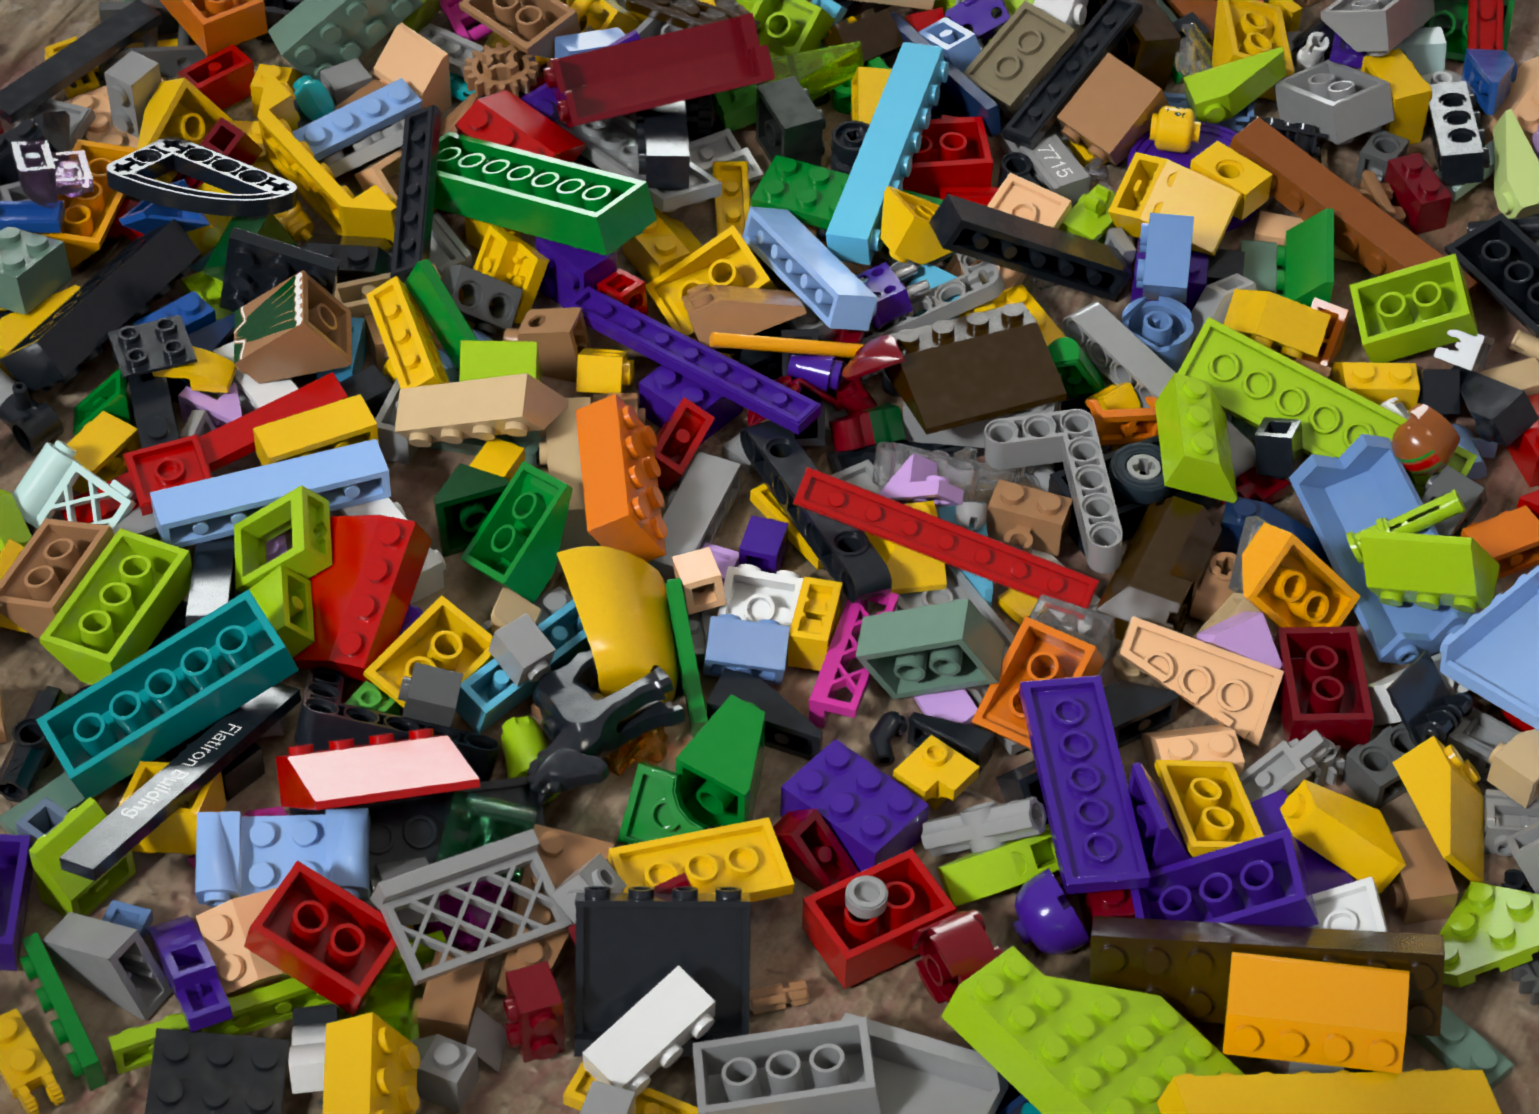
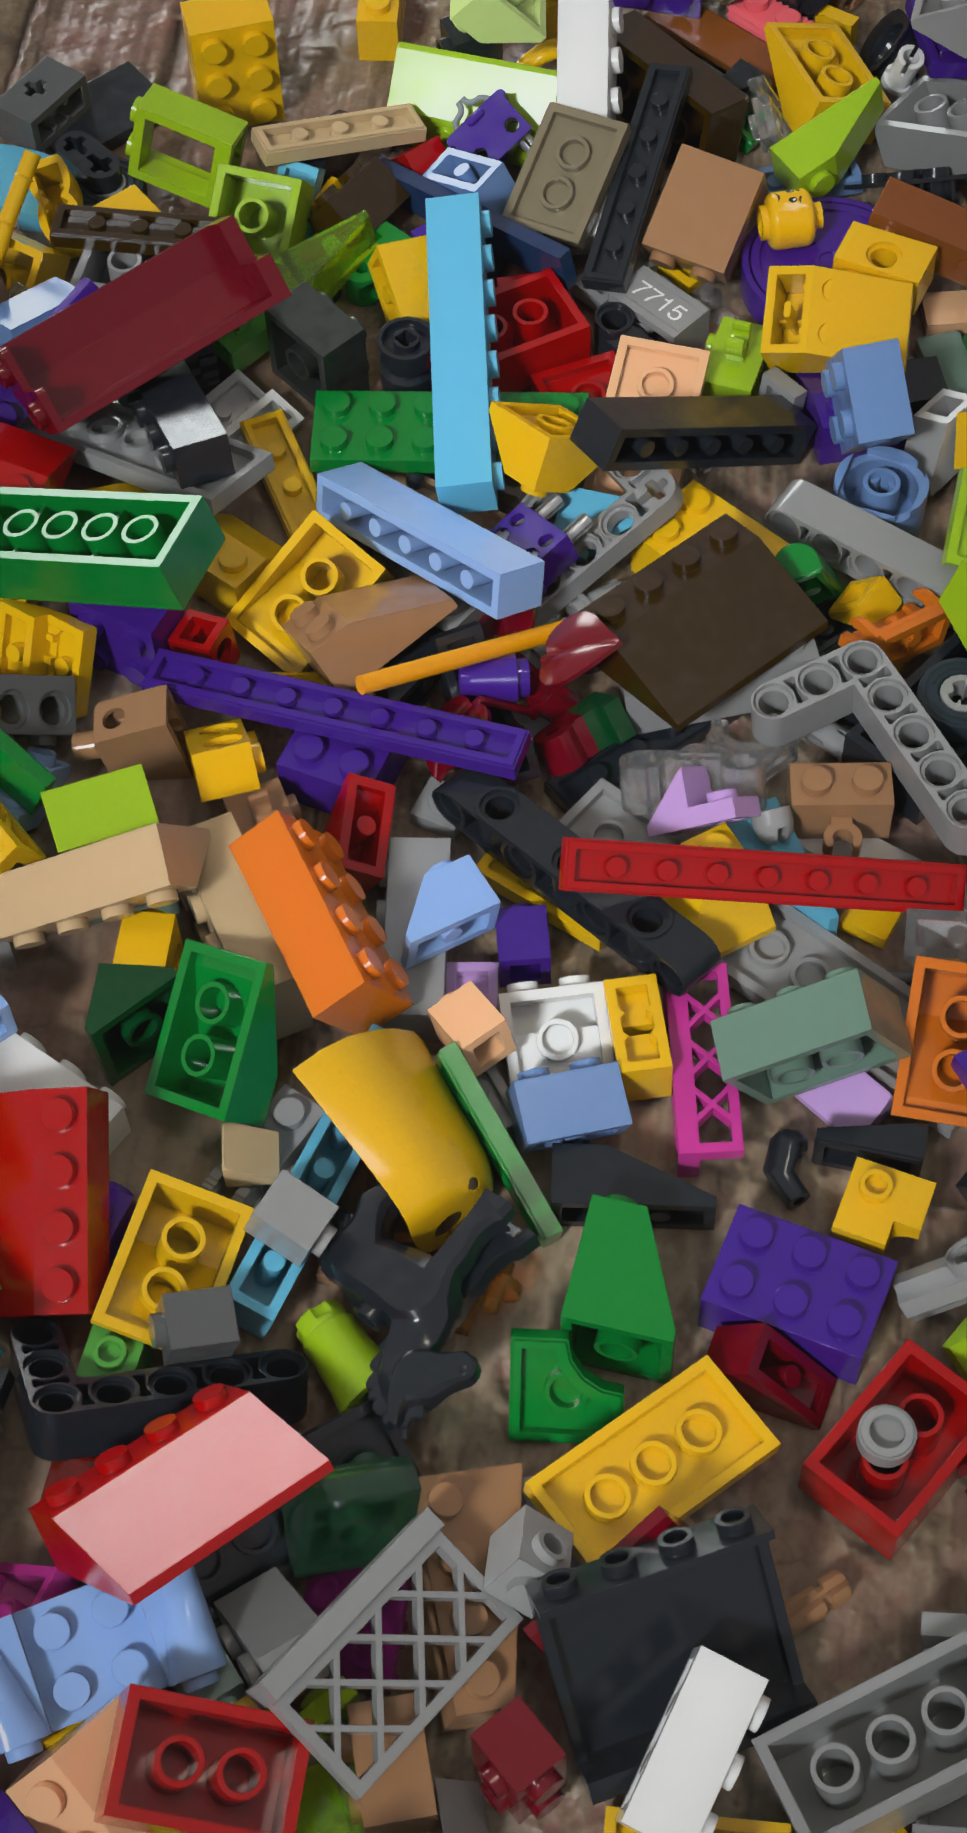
camera: 15 degrees left, 10 degrees up
(713, 503) = (449, 910): none -> light blue slope

